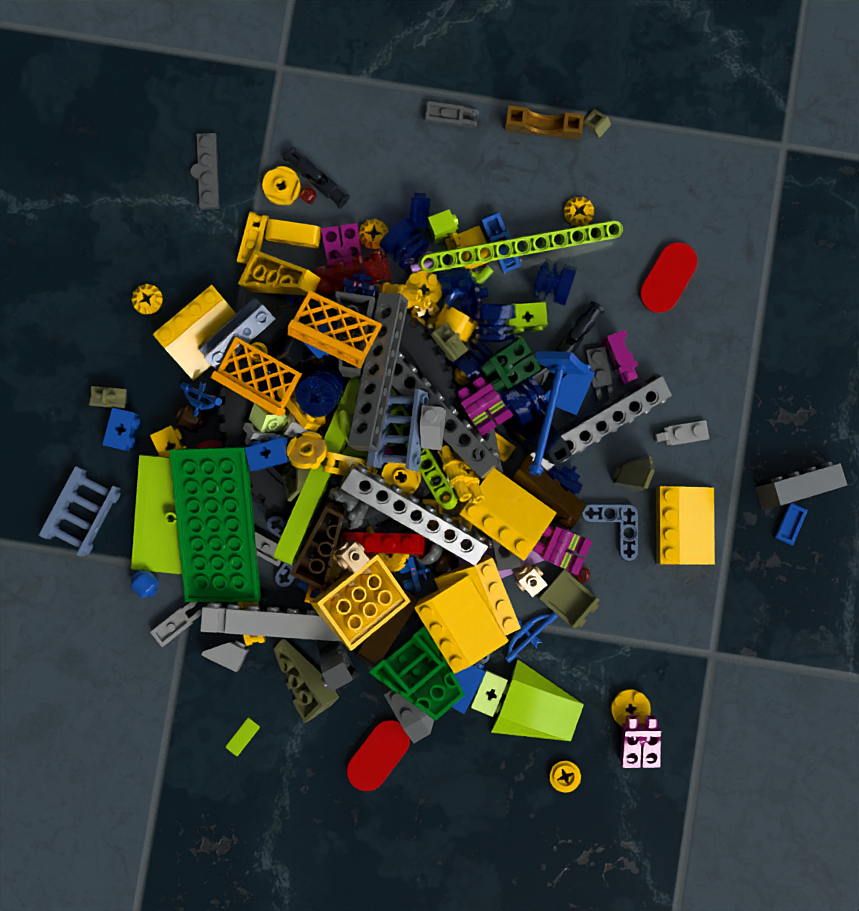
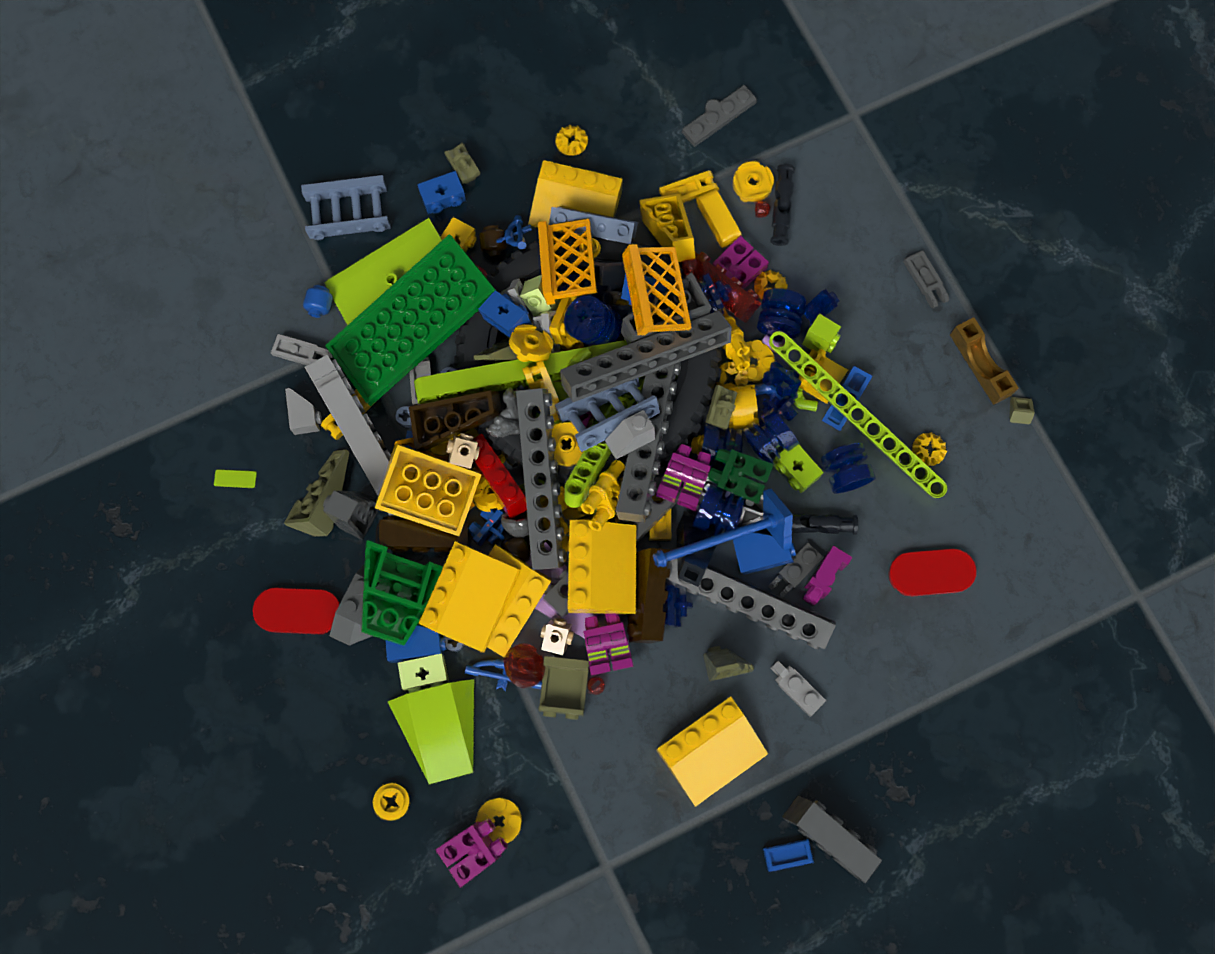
camera: 55 degrees right, 10 degrees down
(536, 617) = (524, 665): none -> clear red tile
(618, 517) = (673, 681): sand blue beam -> none

